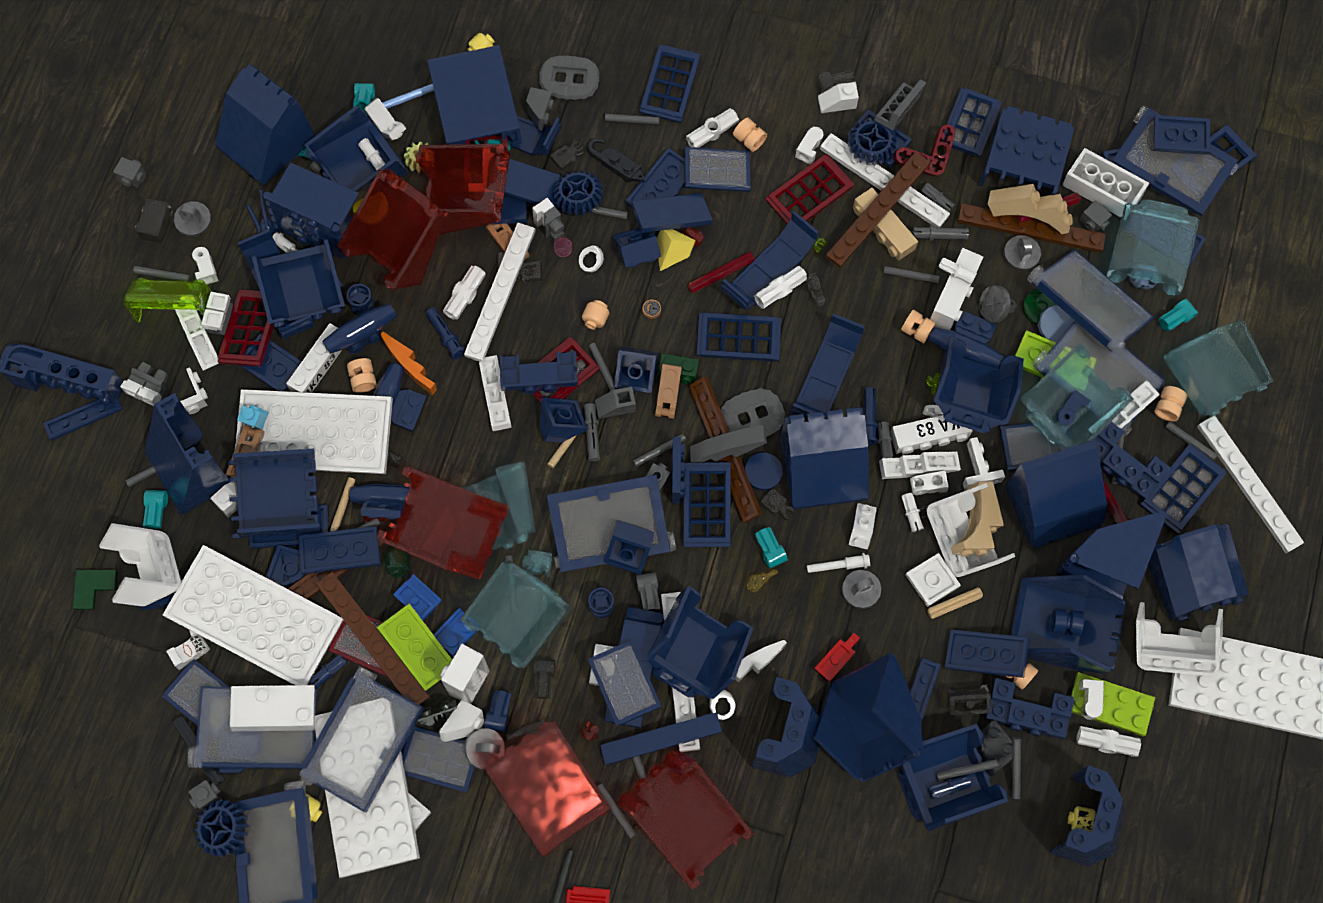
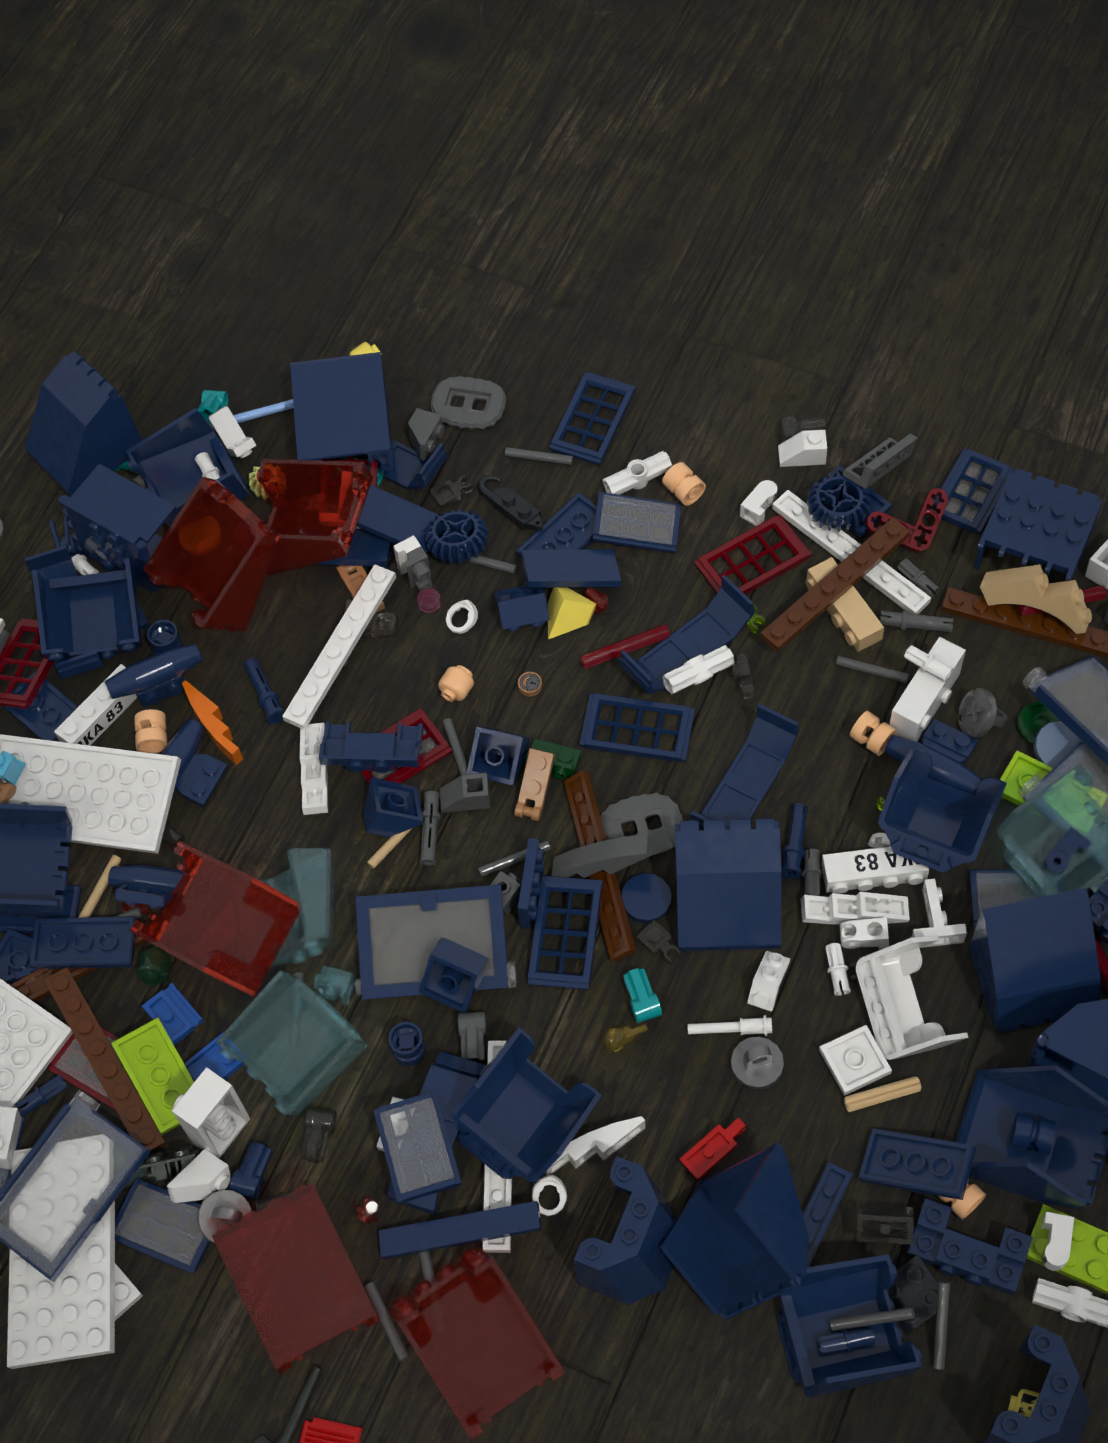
camera: 15 degrees right, 10 degrees down
(464, 292) = (296, 644): white piece -> none
(983, 521) = (933, 988): tan arch -> none
(1022, 253) = (1021, 654): flat silver tile -> none

